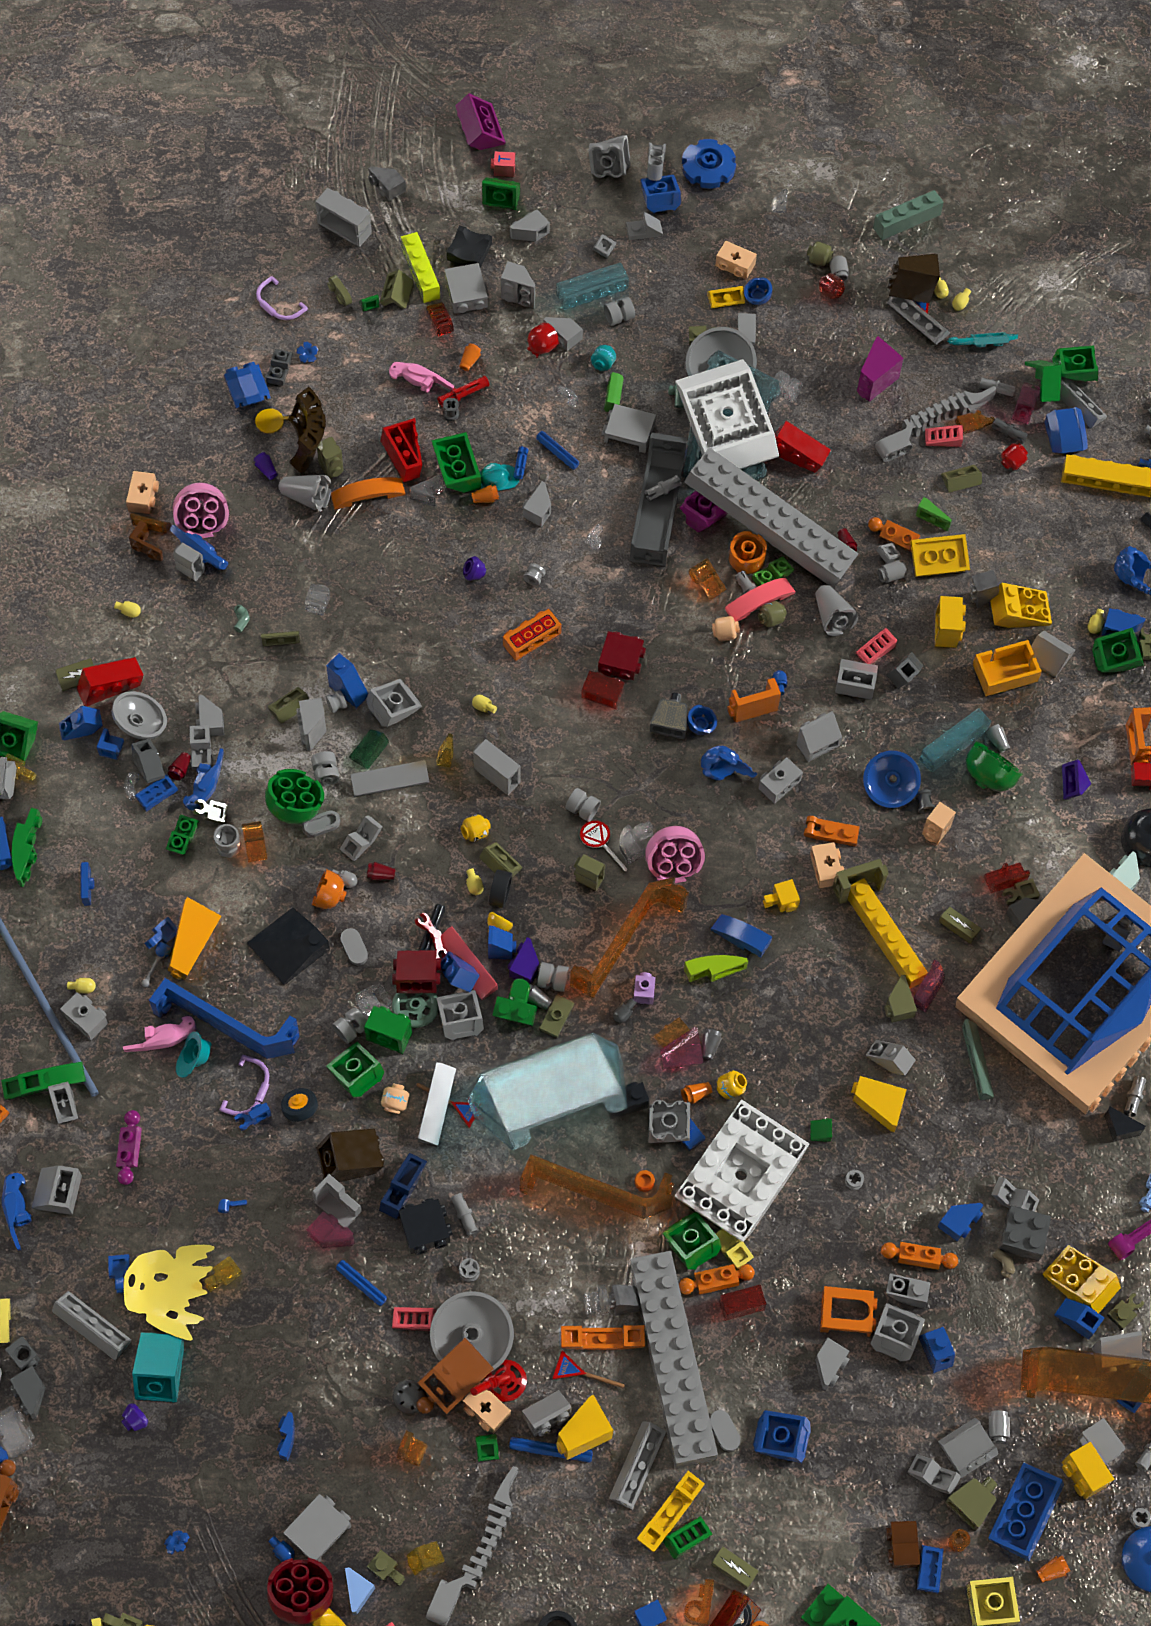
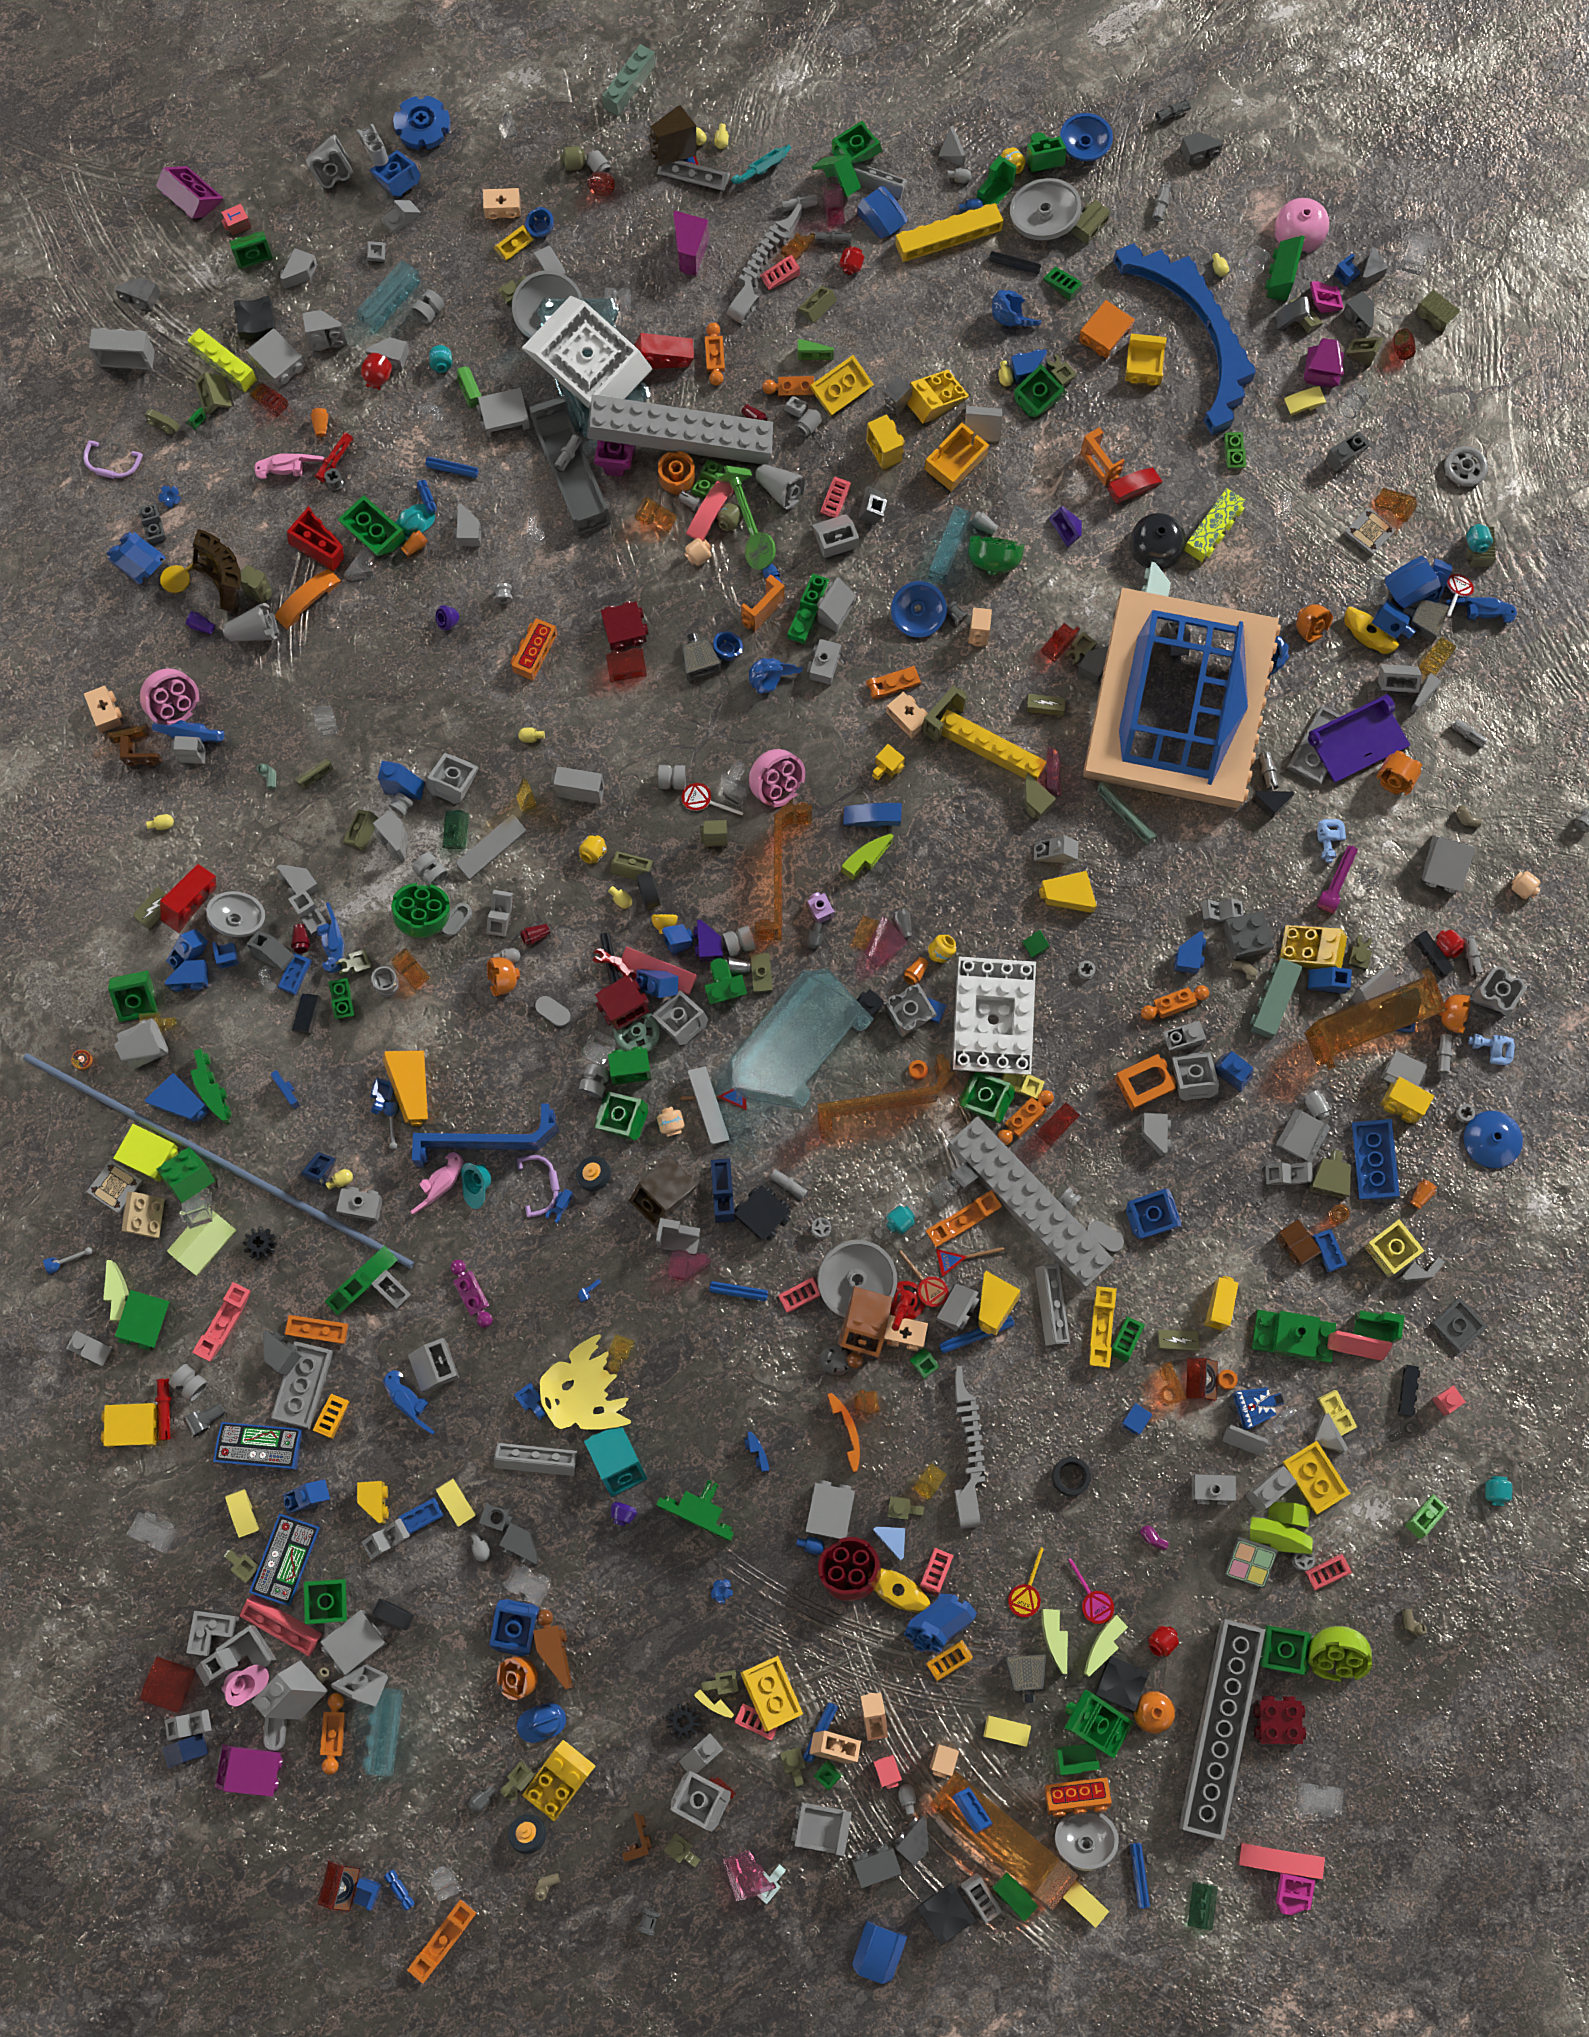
camera: 30 degrees left, 10 degrees up
(69, 745) = (189, 974): none -> blue slope
(69, 966) = (319, 1169): none -> dark blue slope
(145, 831) = (306, 1013): none -> black slope
(201, 1456) = (699, 1511): none -> green brick
(289, 945) = (496, 1041): black slope -> none
(371, 1491) = (837, 1407): none -> orange slope
(534, 1384) = (931, 1290): none -> piece
(545, 1304) = (900, 1219): none -> teal head
(672, 390) = (522, 355): sand green arm -> none
(711, 1376) = (1069, 1199): none -> light grey wheel
(783, 651) = (760, 546): none -> bright green piece
(788, 732) = (808, 609): none -> green slope
(796, 1556) = (1222, 1303): none -> yellow slope
(843, 473) = (714, 354): none -> orange plate
(1018, 1305) = (1276, 998): none -> sand green brick

